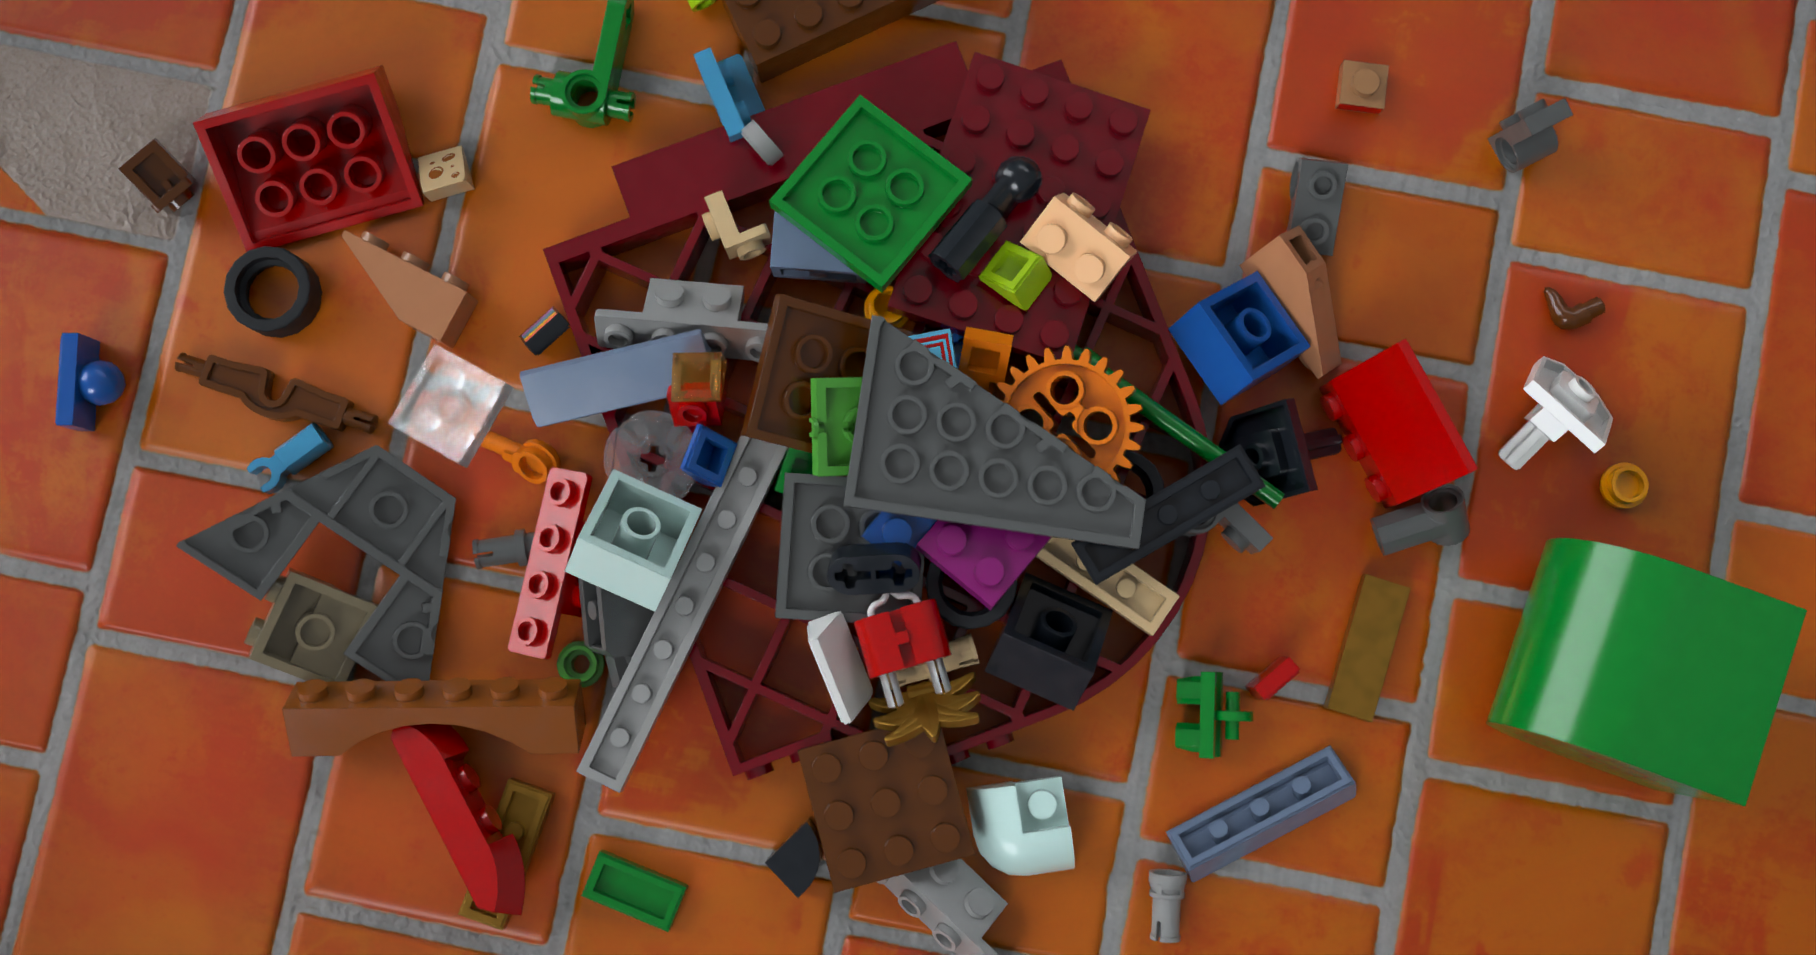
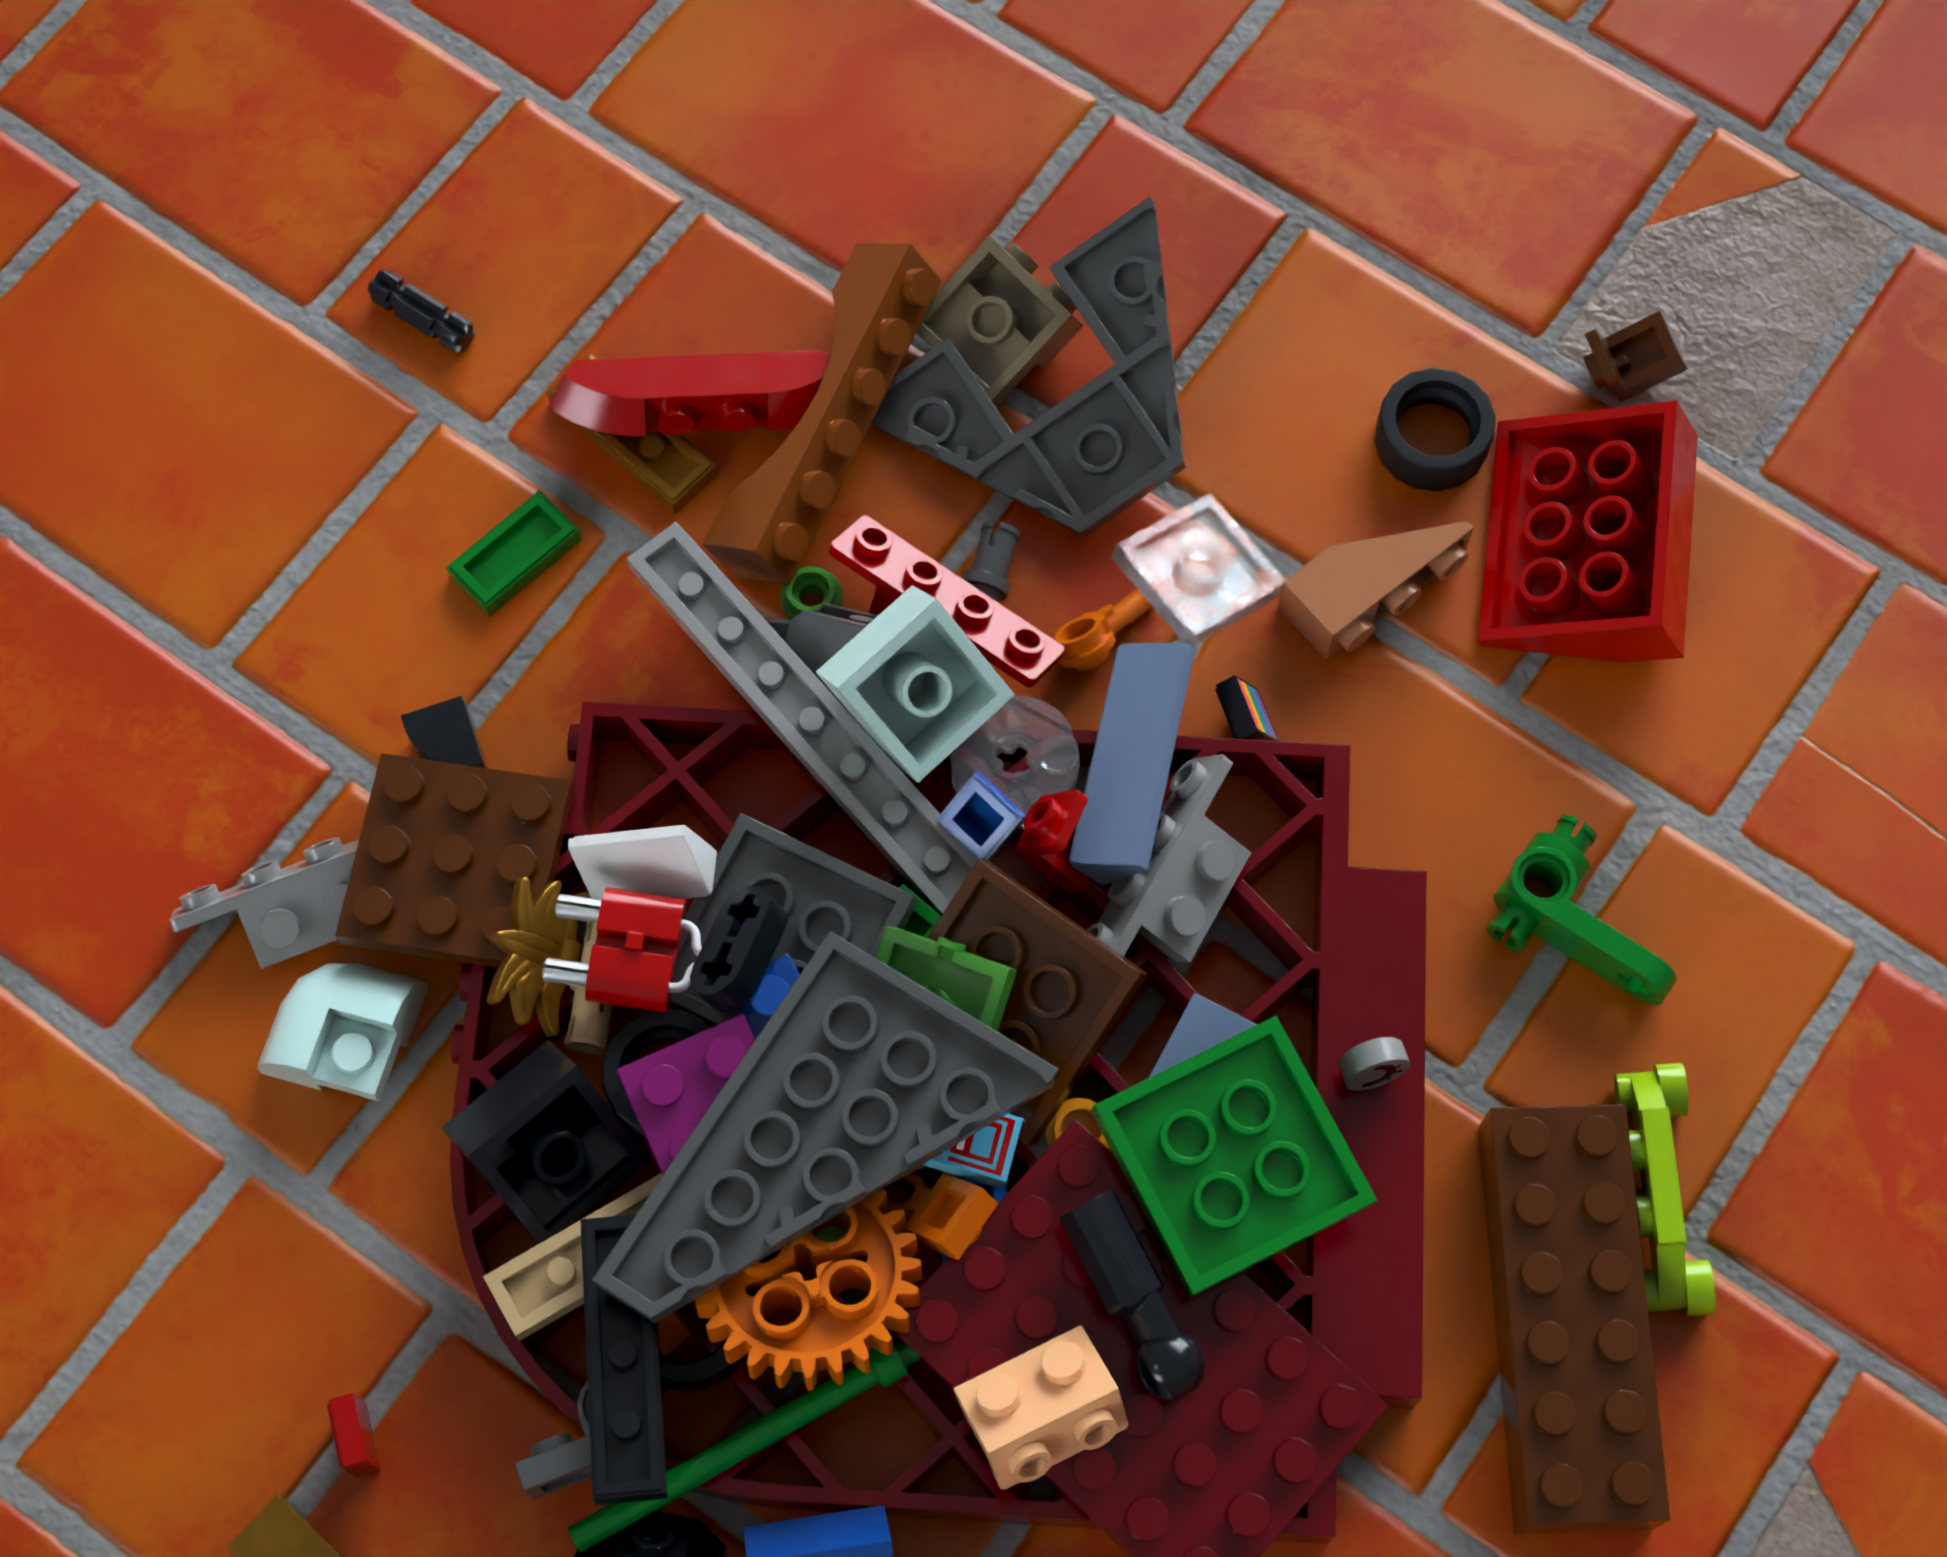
camera: 115 degrees right, 15 degrees down
(84, 382) = (1409, 191): blue tile -> none
(254, 388) = (1286, 411): reddish brown piece -> none
(292, 457) = (1219, 380): dark azure bar -> none
(445, 173) = (1510, 681): tan slope -> none
(698, 377) = (1079, 832): clear orange slope -> none
(722, 225) = (1278, 968): tan bracket -> none
(729, 90) = (1471, 1066): dark azure bracket -> none
(1017, 274) = (1038, 1302): lime slope -> none
(1166, 892) = (163, 1169): light grey pin -> none
(1207, 735) = (347, 1335): green hips -> none
(1262, 813) = (194, 1346): sand blue slope -> none

